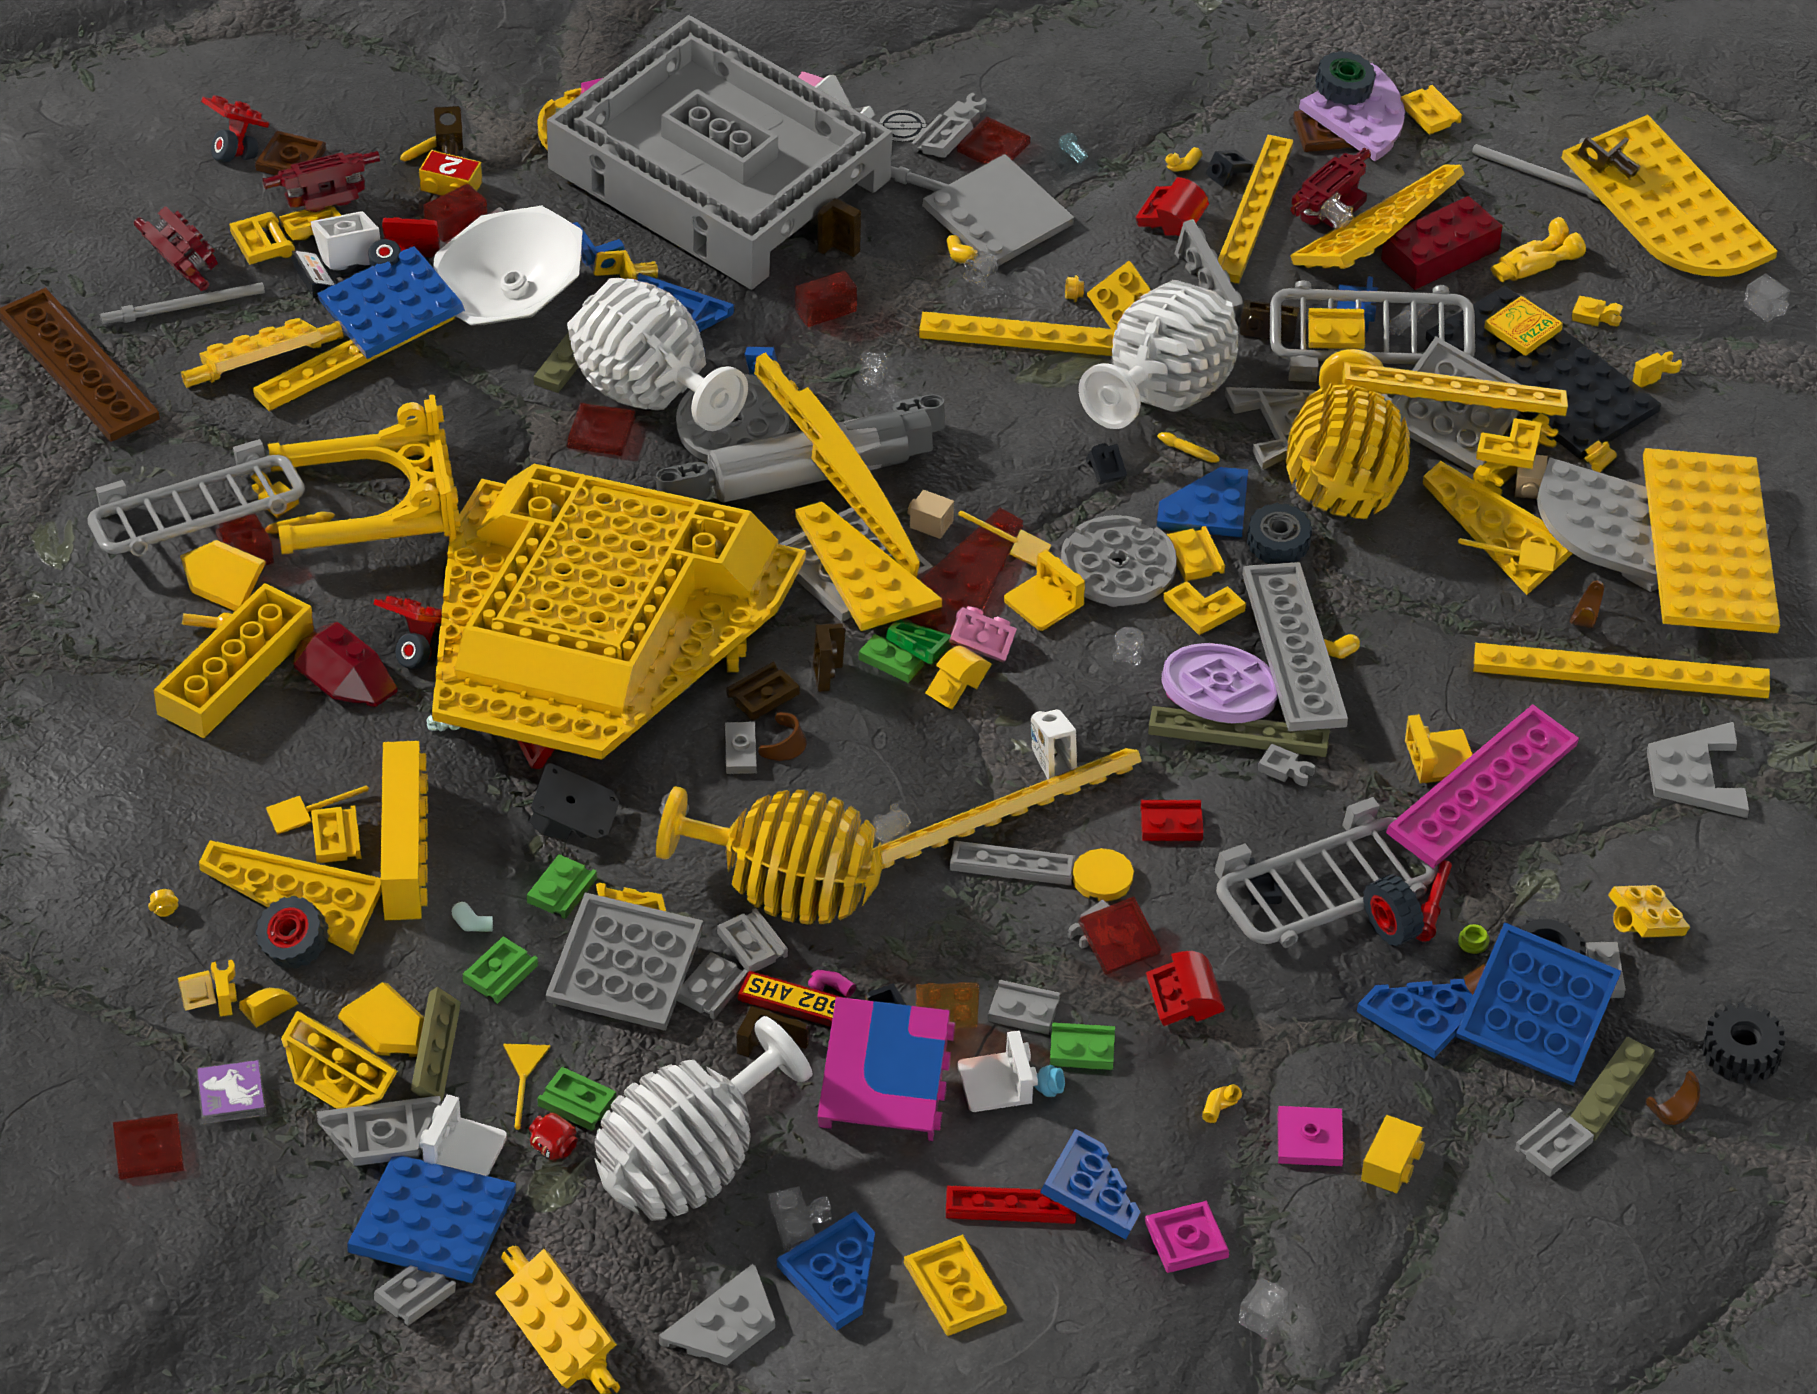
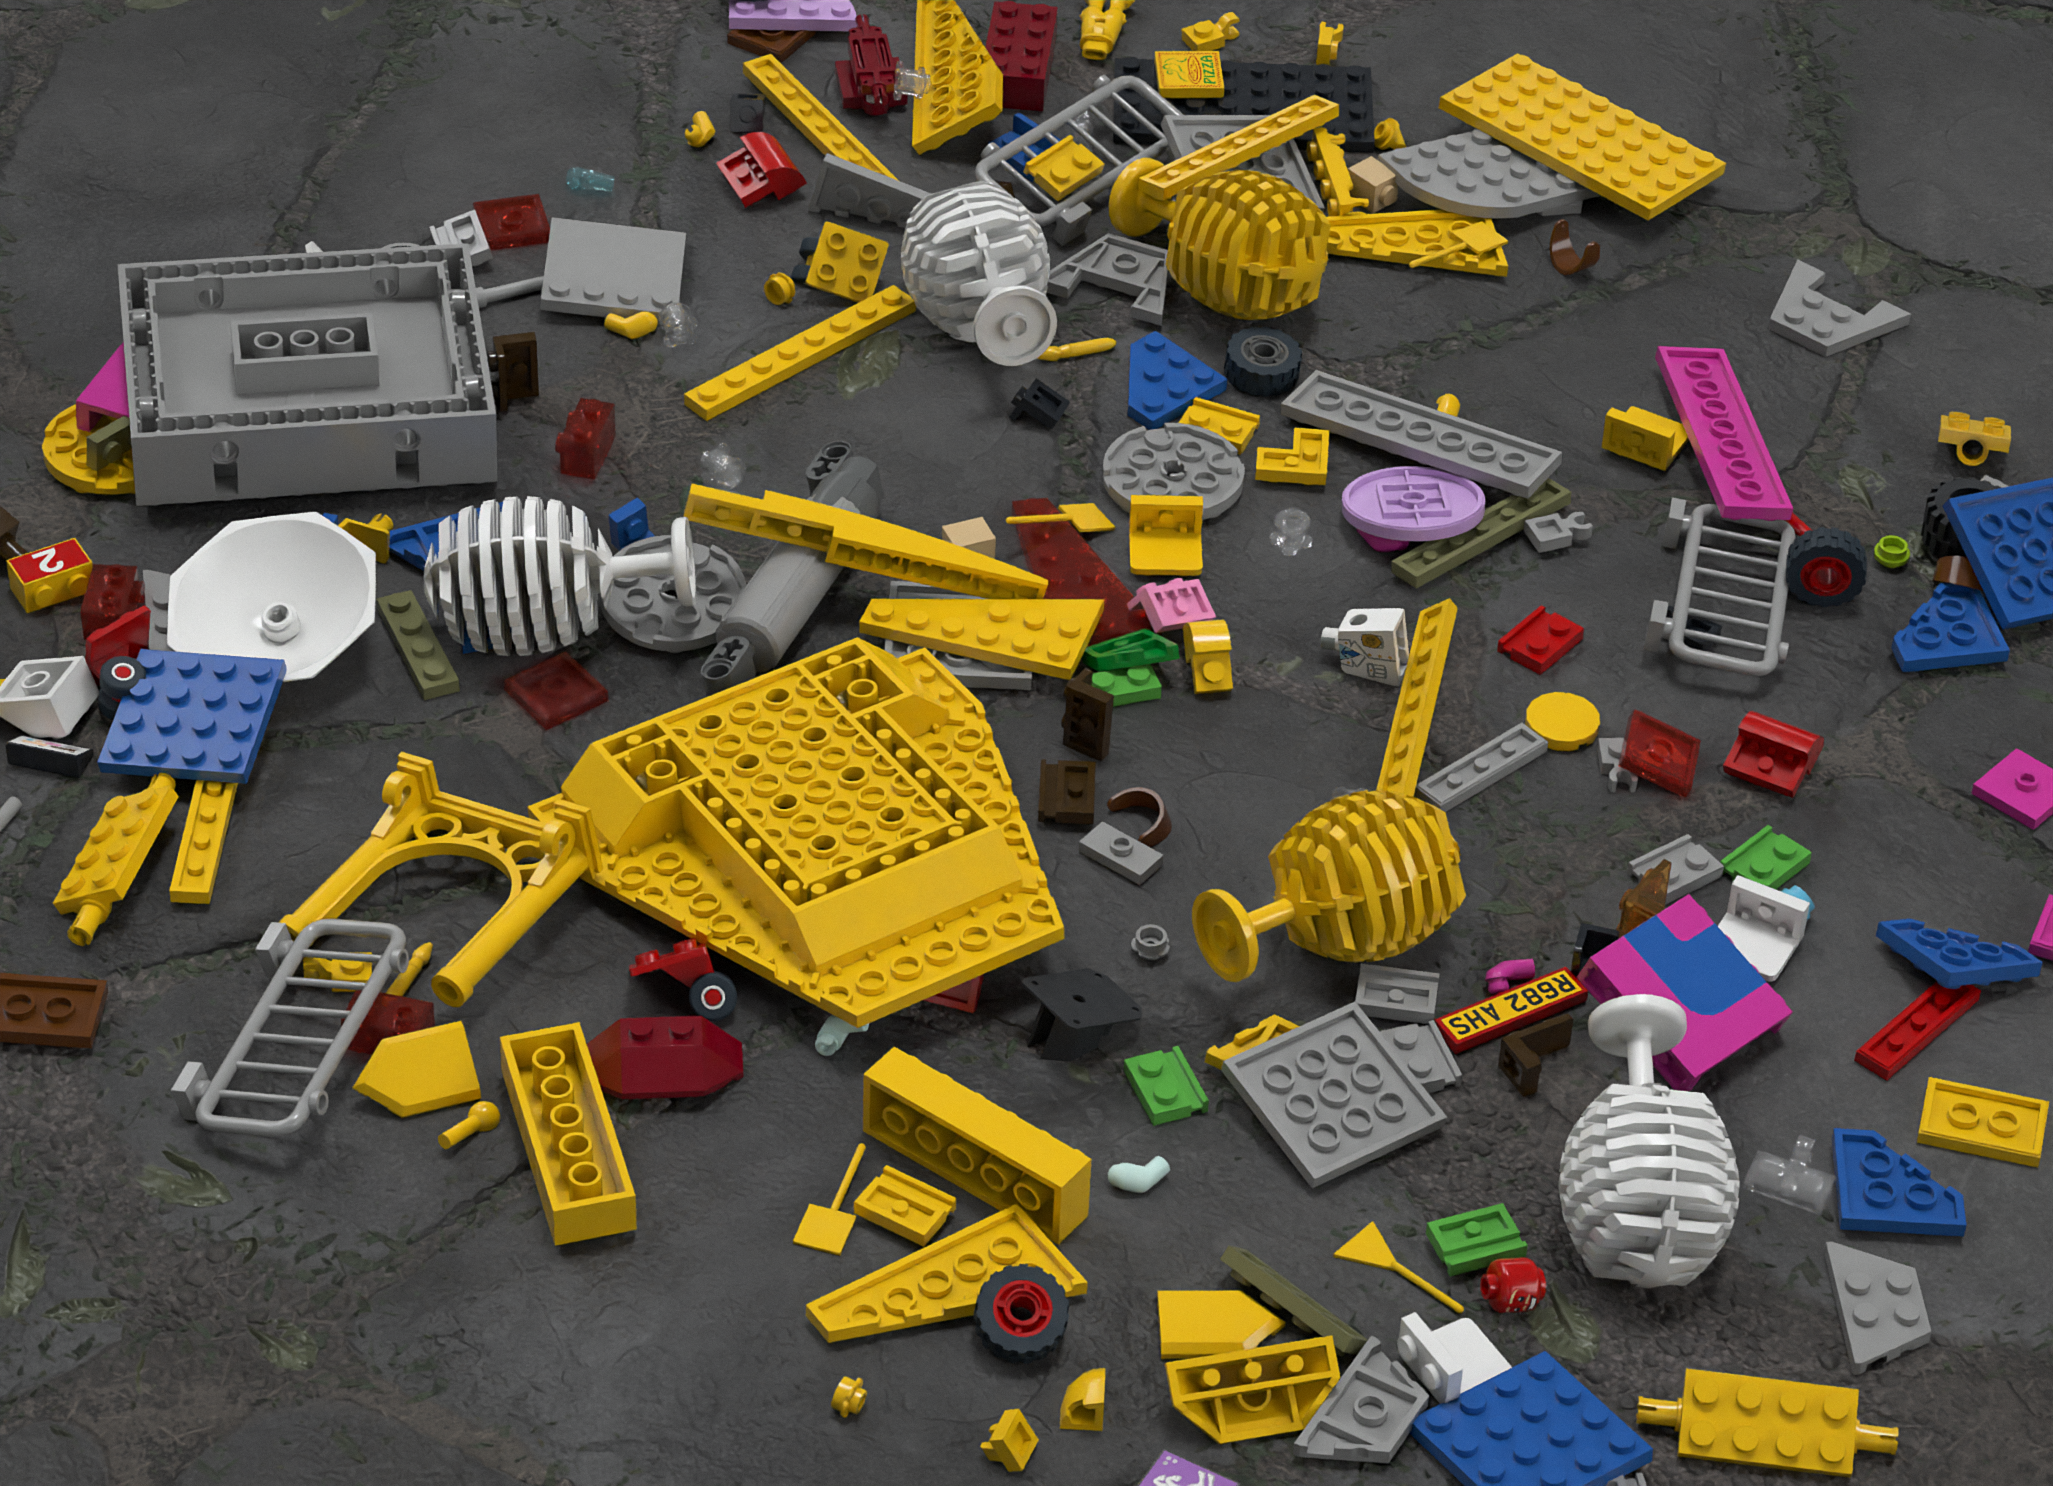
camera: 50 degrees left, 5 degrees down
(225, 991) = (1042, 1416): yellow plate -> none
(500, 969) = (1237, 1193): bright green plate -> none
(967, 110) = (442, 208): light grey plate -> none
(1220, 1099) = (1925, 815): yellow arm -> none
(1514, 450) = (1345, 161): yellow plate -> none
(1621, 670) = (1658, 283): yellow plate -> none

